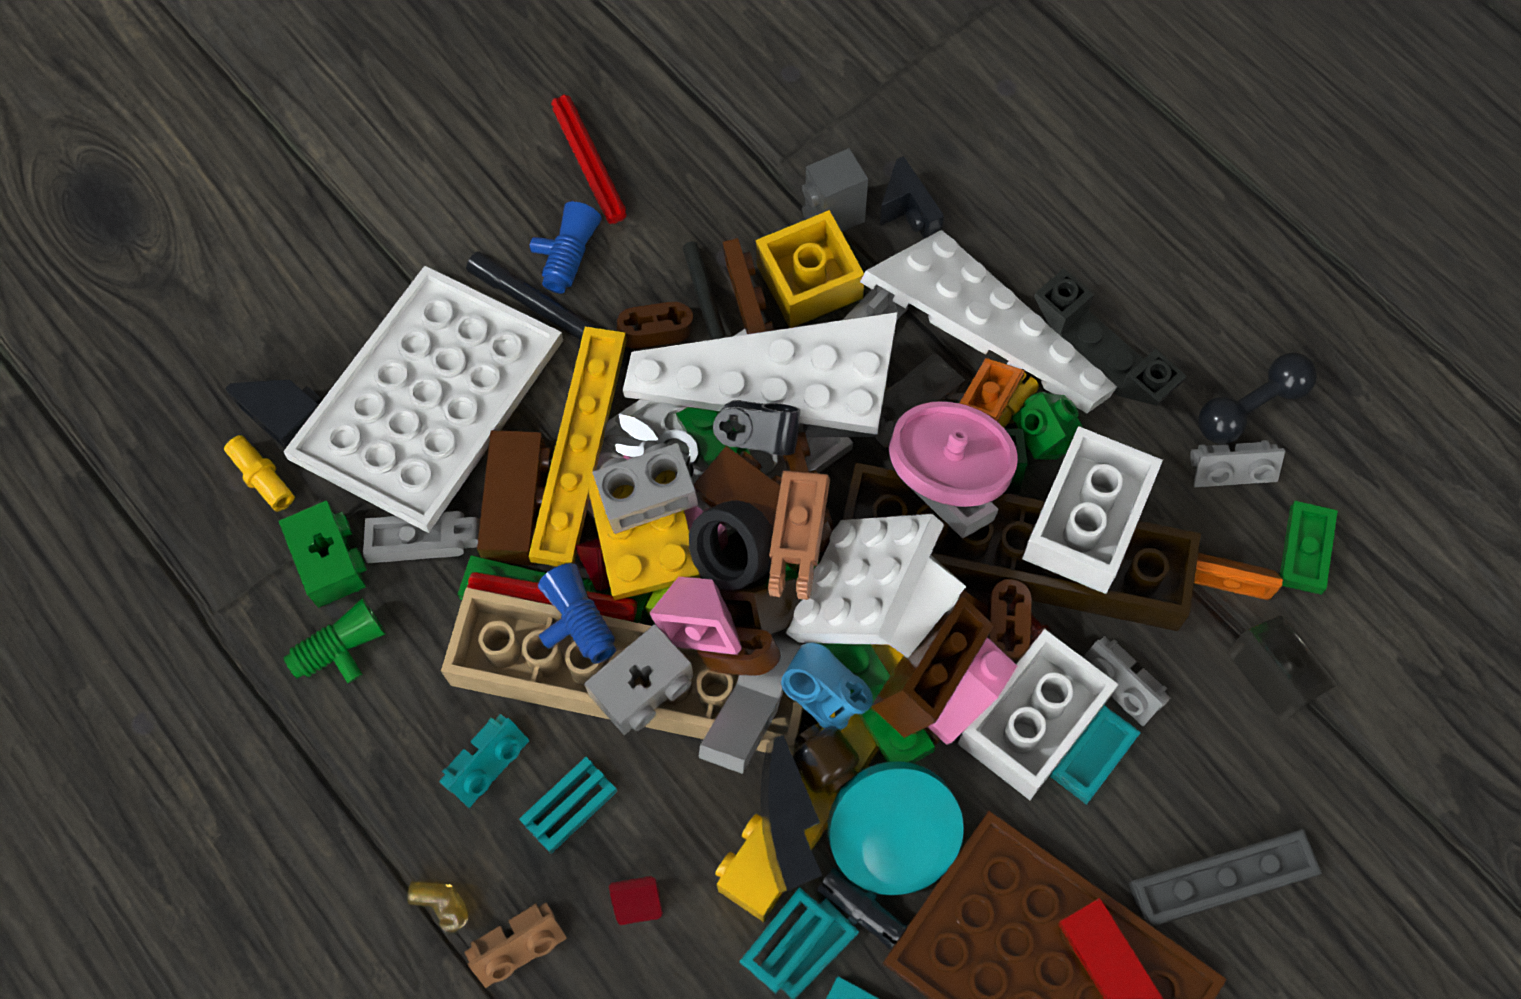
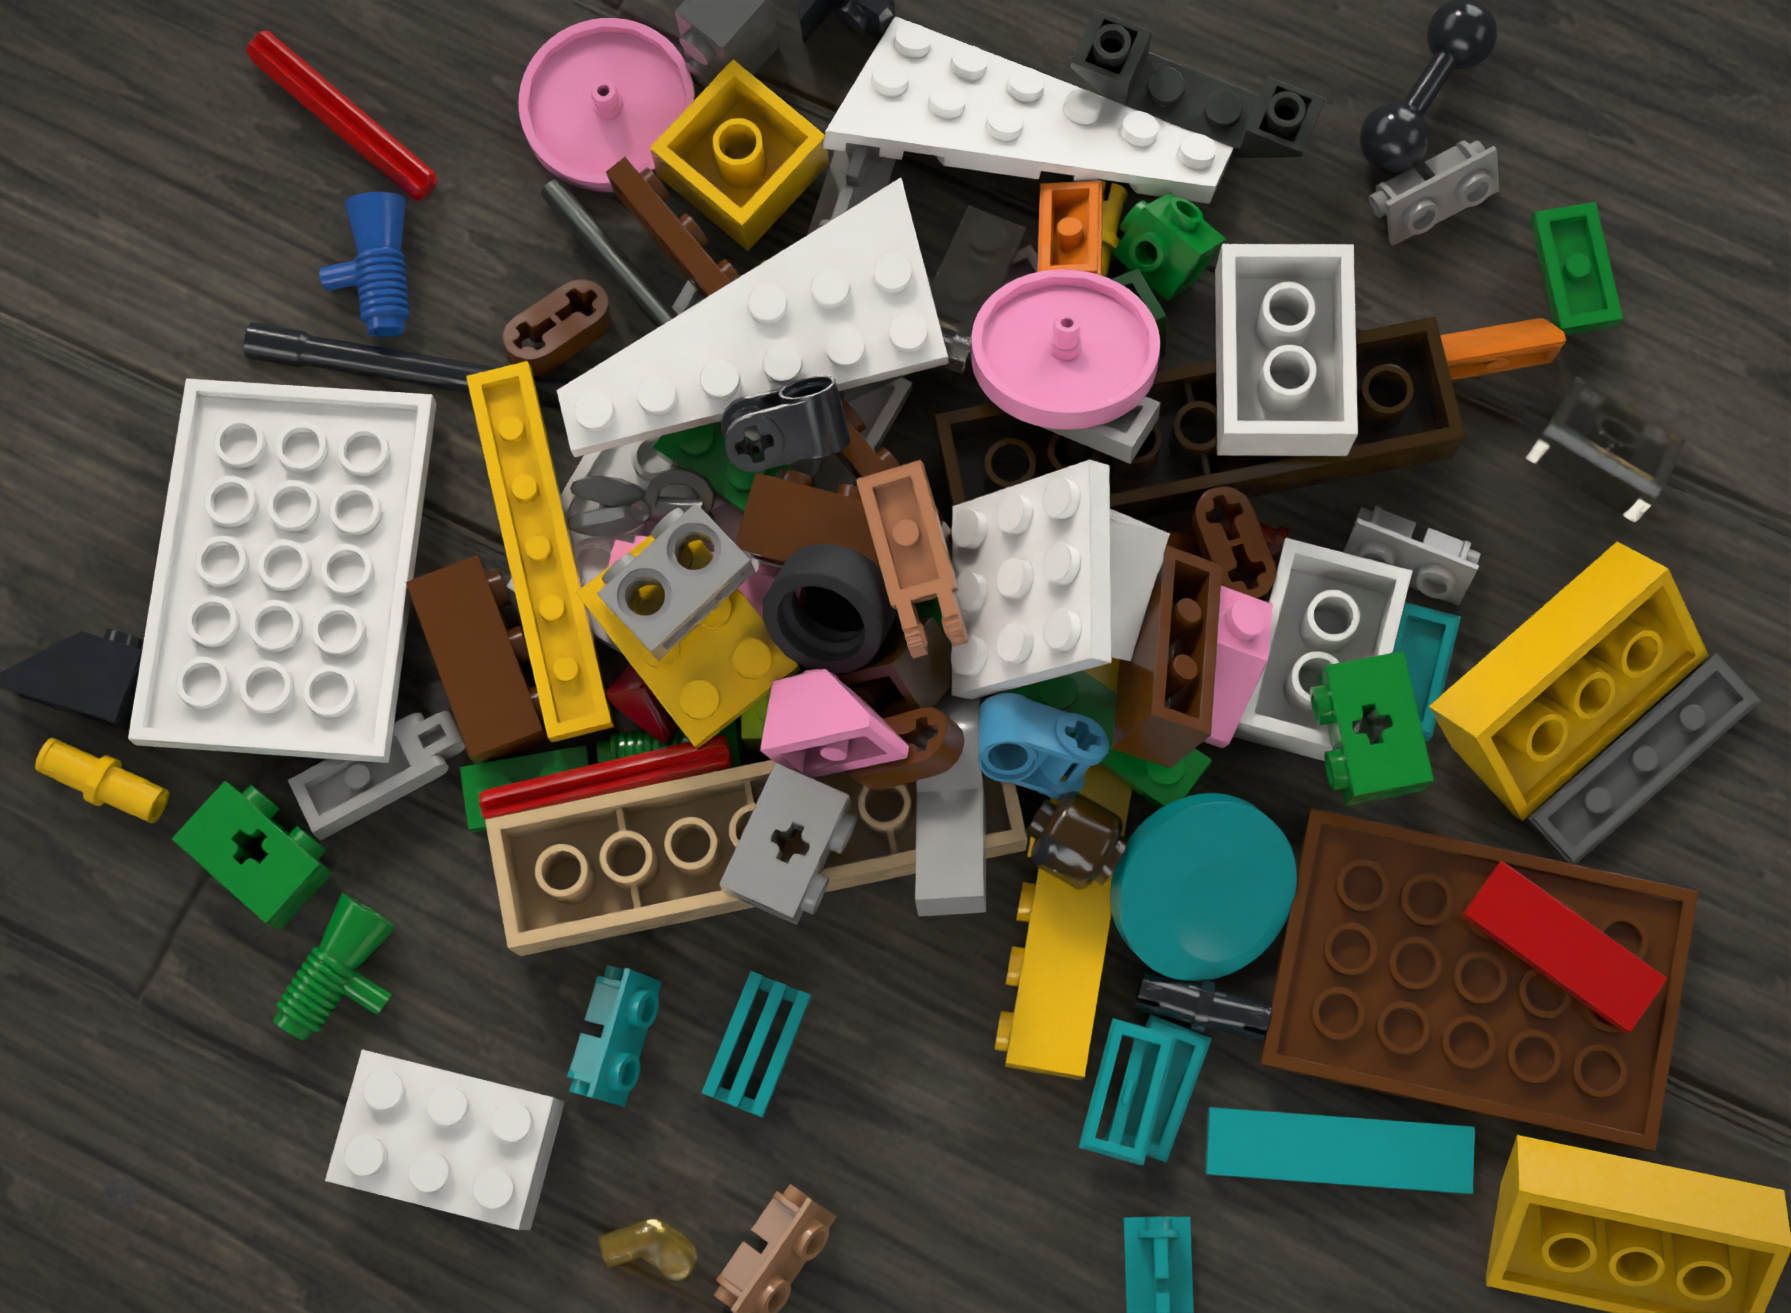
camera: 20 degrees left, 10 degrees up
(348, 776) = (445, 1140): none -> white brick
(579, 614) = (663, 793): blue piece -> none
(636, 900) = (907, 1129): dark red slope -> none
(742, 203) = (601, 97): none -> bright pink piece
(785, 814) = (1062, 940): black slope -> none
(1063, 748) = (1383, 694): none -> green brick
(1198, 803) = (1571, 678): none -> yellow slope

